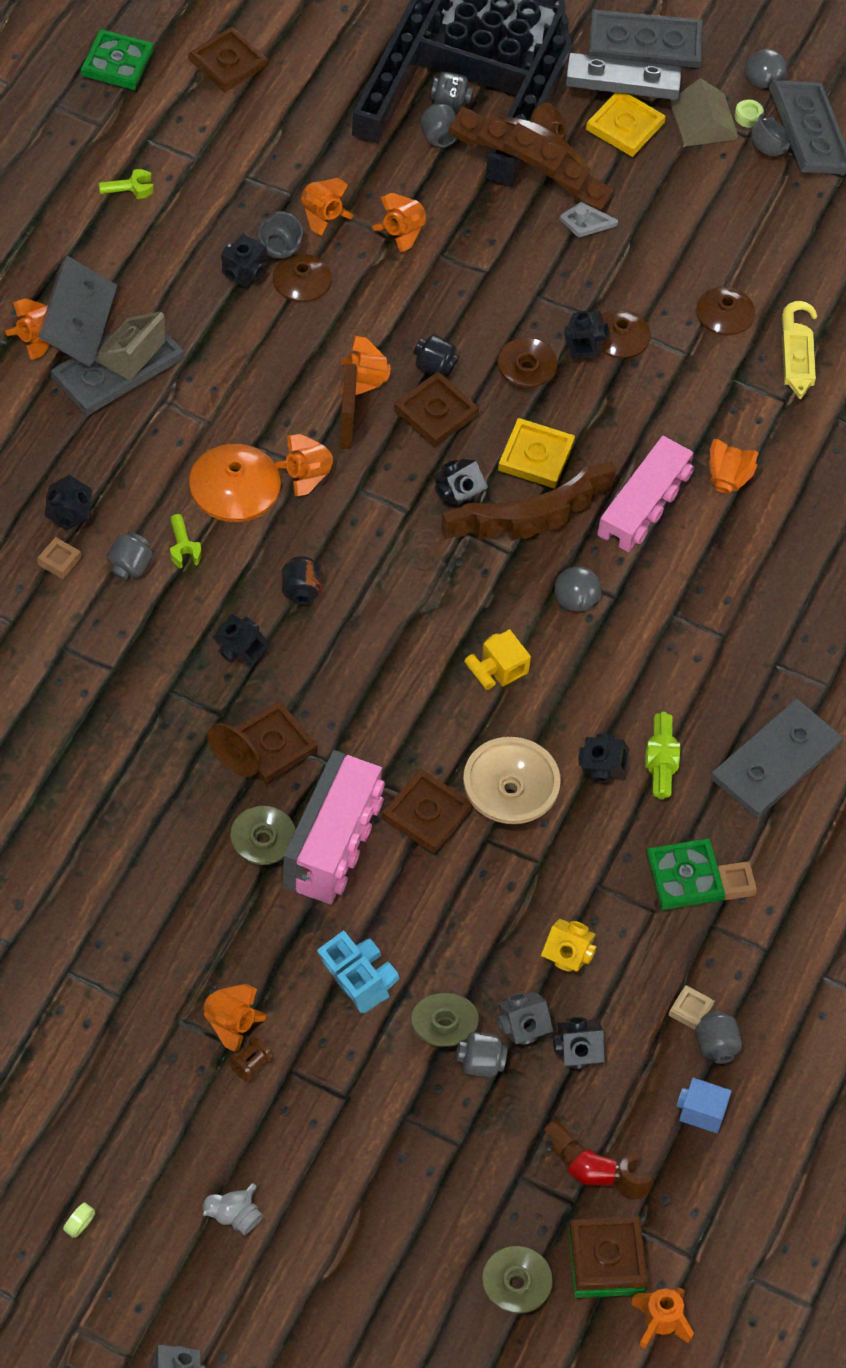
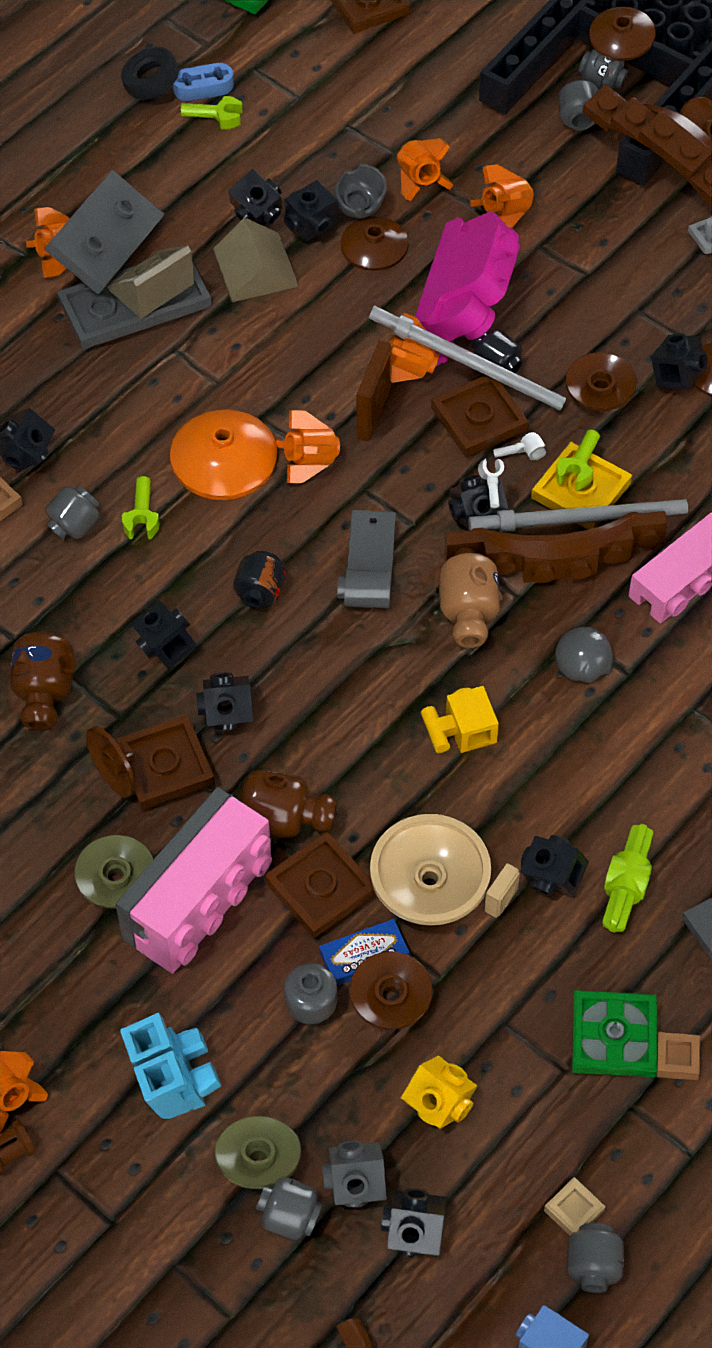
camera: 20 degrees right, 0 degrees up
(69, 172) = (155, 84): none -> black tyre
(109, 159) = (203, 82): none -> medium blue beam
(152, 694) = (41, 675): none -> reddish brown piece
(195, 259) = (256, 199): none -> black brick
(206, 313) = (253, 261): none -> dark tan slope
(308, 683) = (230, 713): none -> black brick
(360, 348) = (404, 328): none -> light grey bar
(384, 547) = (369, 560): none -> dark grey door
(385, 751) = (286, 804): none -> reddish brown piece
(396, 295) = (467, 278): none -> dark pink brick
(447, 894) = (310, 993): none -> dark grey head
(462, 66) = (622, 33): none -> reddish brown dish
(470, 463) = (492, 480): none -> white hand
(476, 560) = (469, 596): none -> medium nougat piece
(476, 855) = (347, 953): none -> tile
(485, 425) = (530, 443): none -> white hand
(490, 492) = (507, 520): none -> light grey bar
(512, 867) = (396, 974): none -> reddish brown dish
(530, 434) = (578, 463): none -> lime bar
(569, 785) = (502, 891): none -> tan tile

